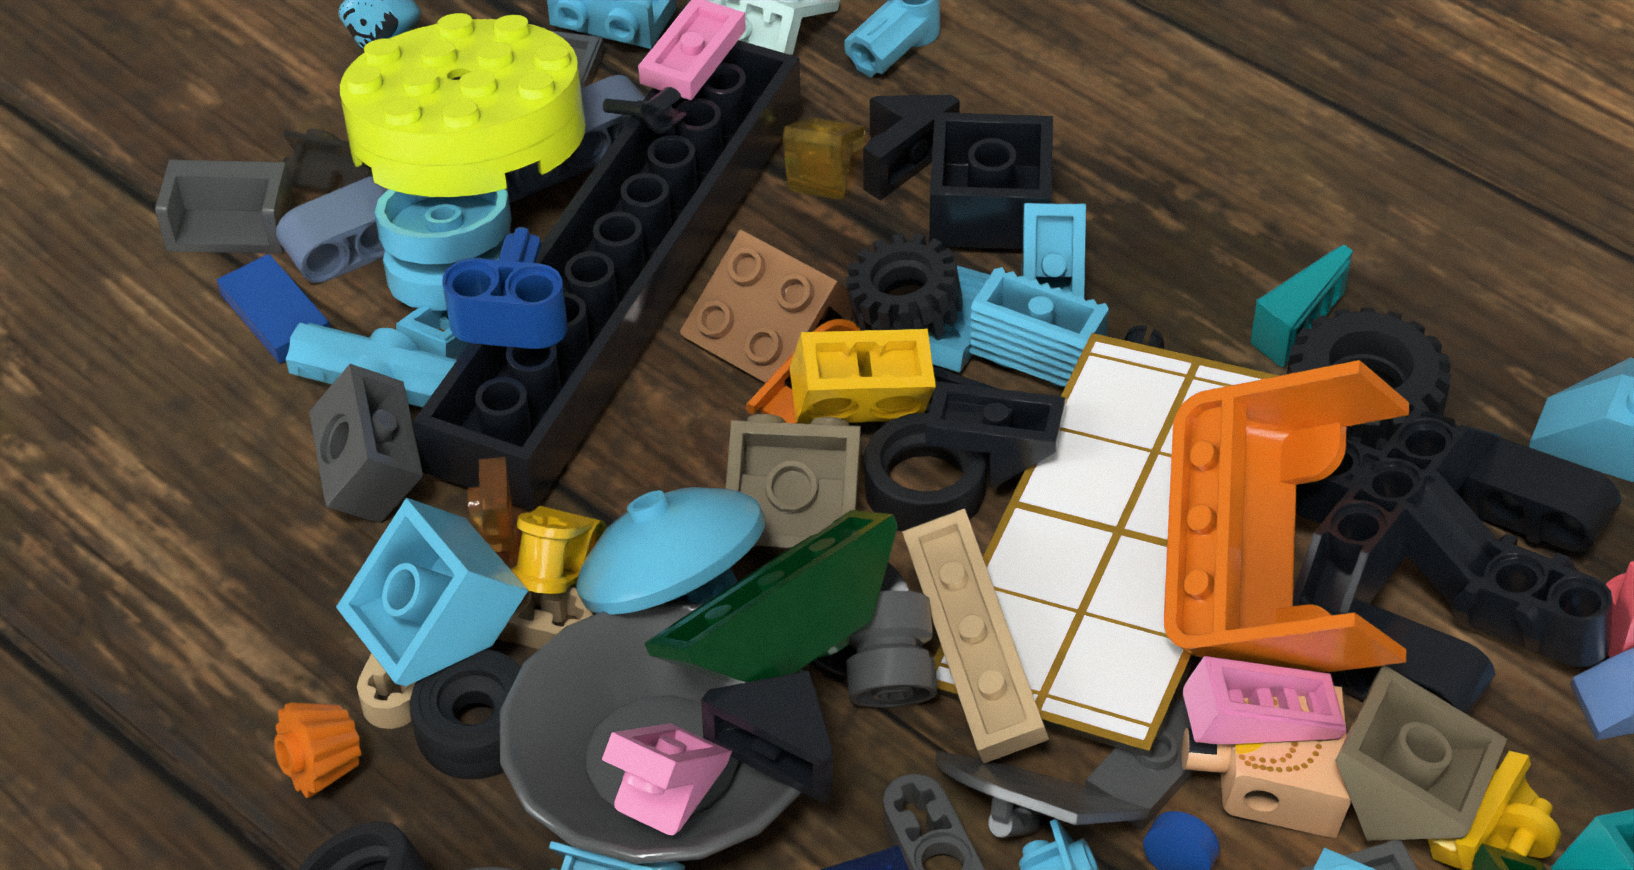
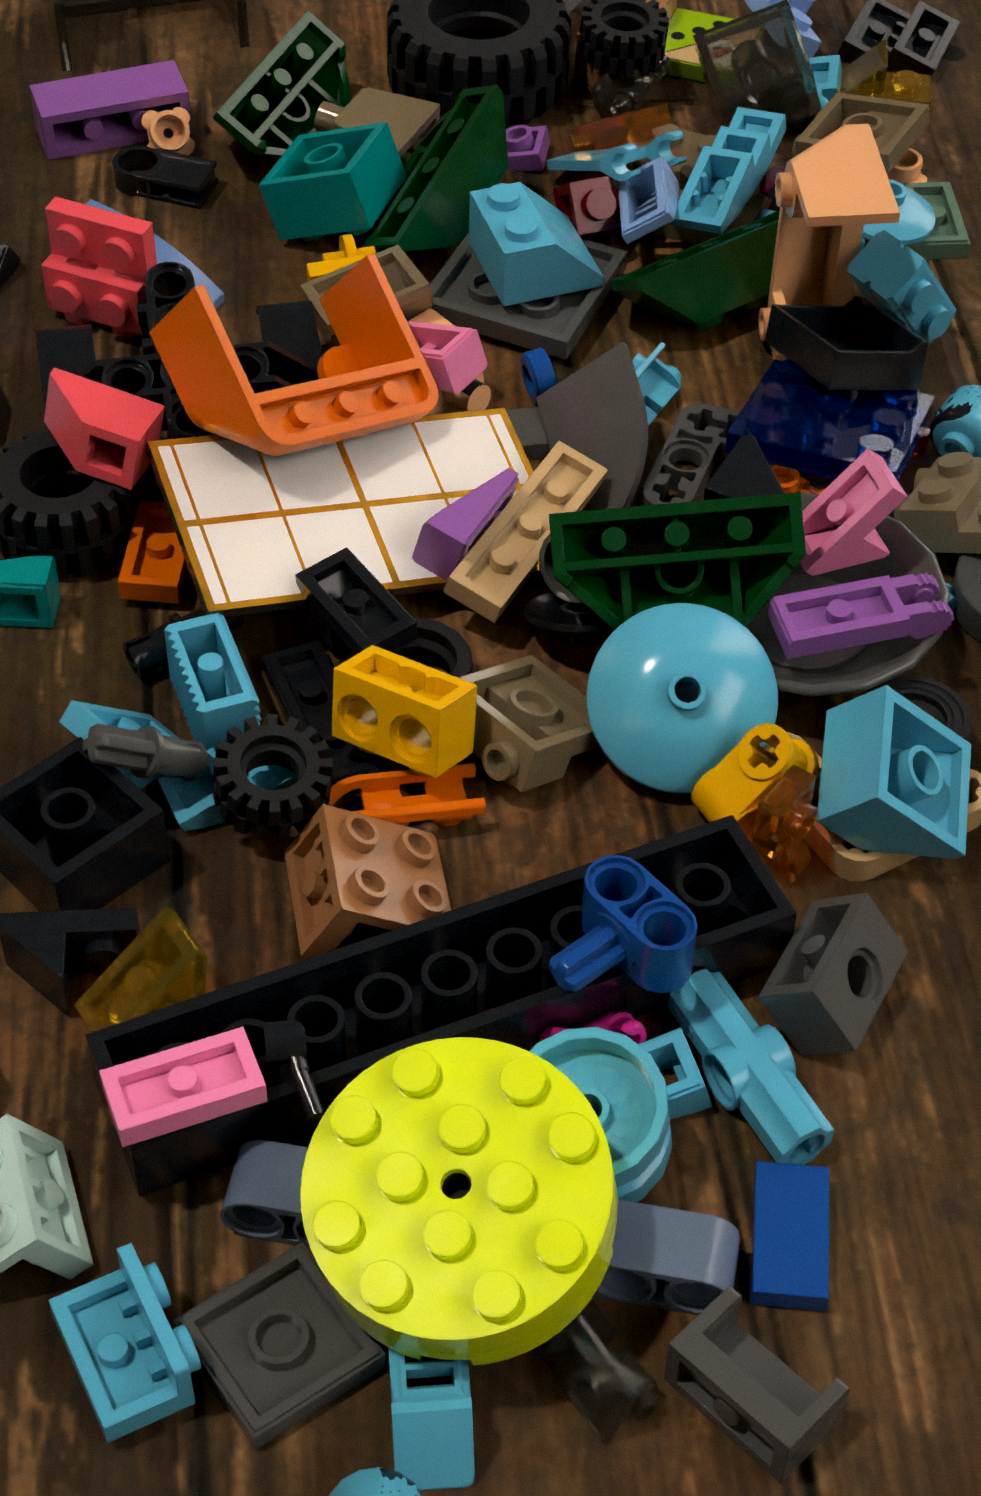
camera: 140 degrees left, 0 degrees up
(573, 691) = (858, 614): none -> medium lavender hinge
(999, 227) = (146, 752): none -> dark grey axle
(1009, 557) = (458, 527): none -> medium lavender slope
(1411, 367) = (101, 427): none -> coral slope

